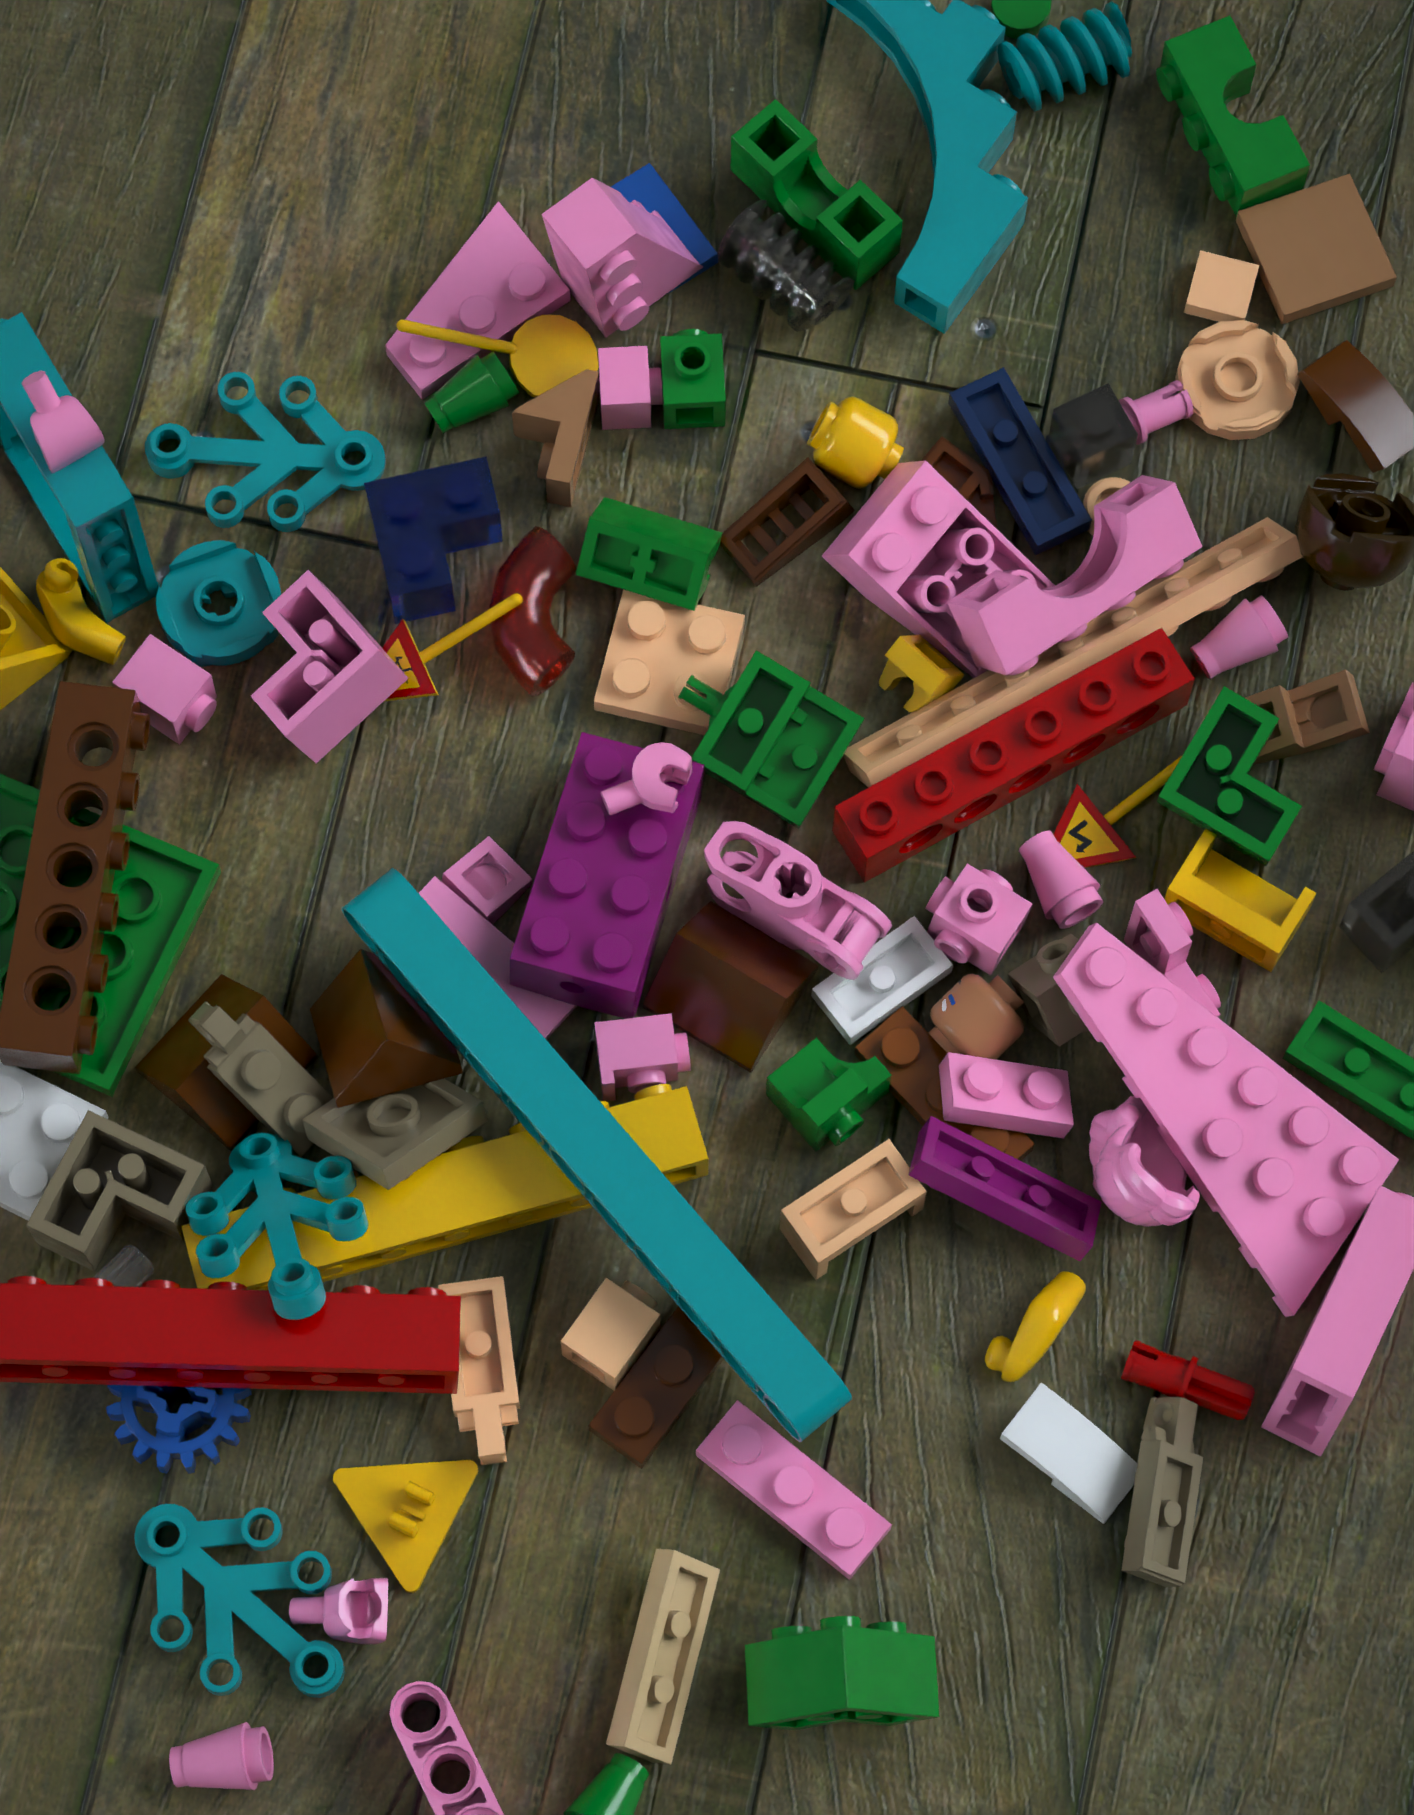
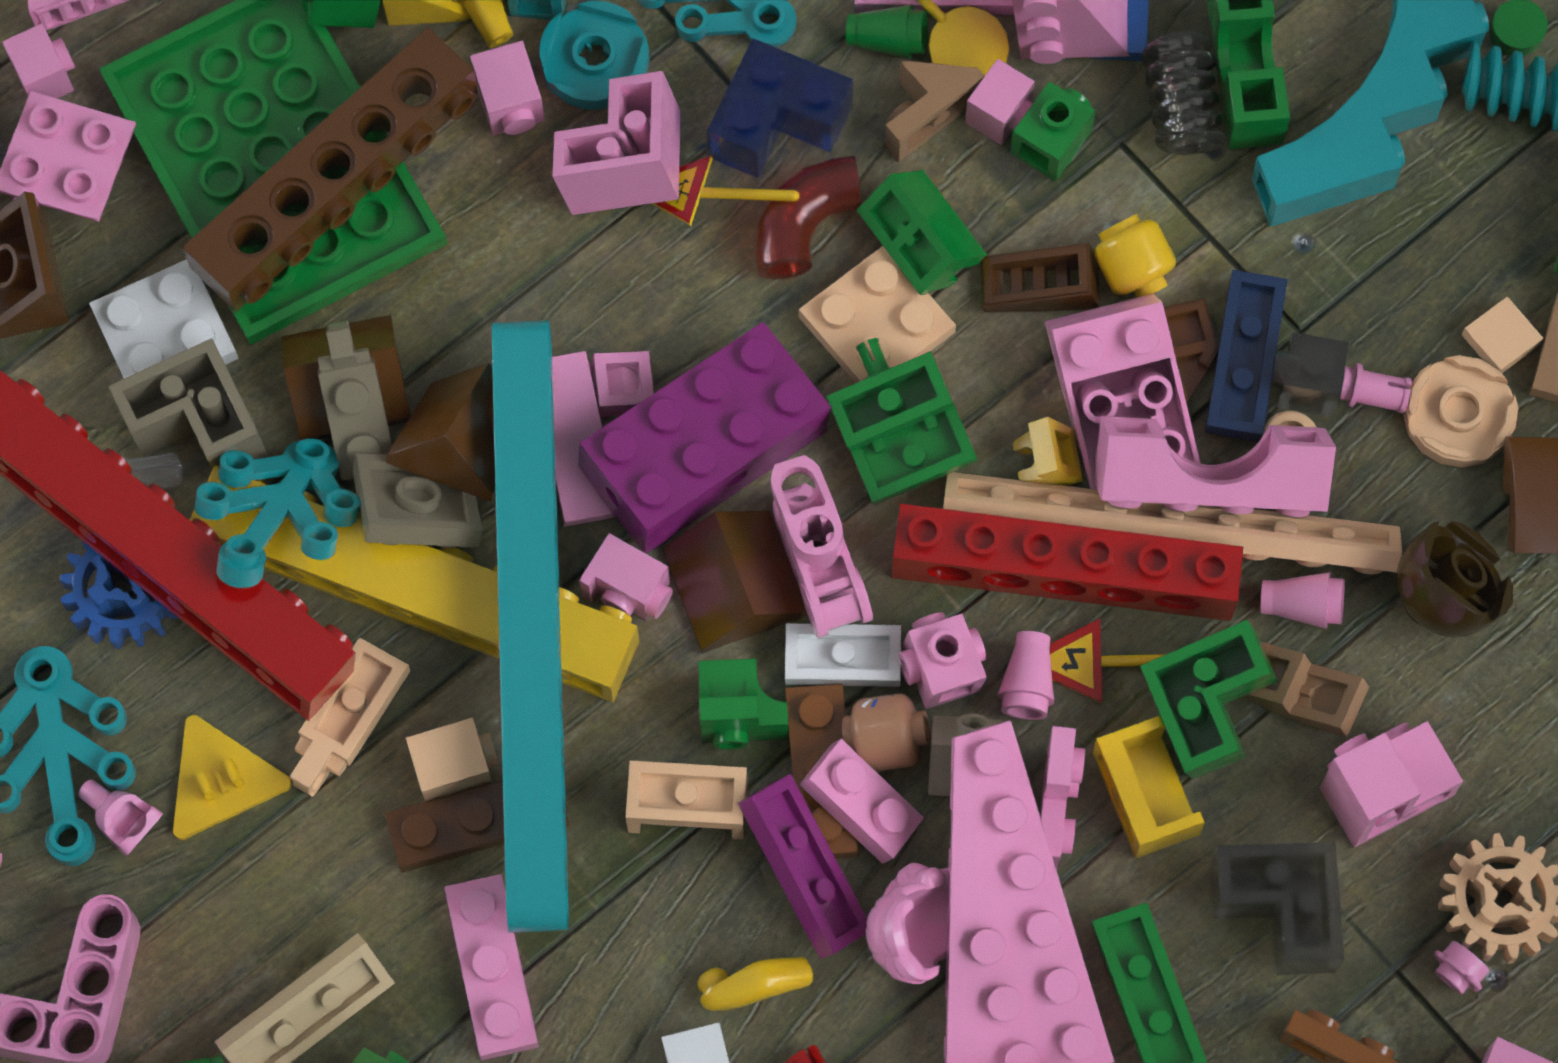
camera: 40 degrees right, 0 degrees up
(650, 772) = (776, 383): bright pink piece -> none

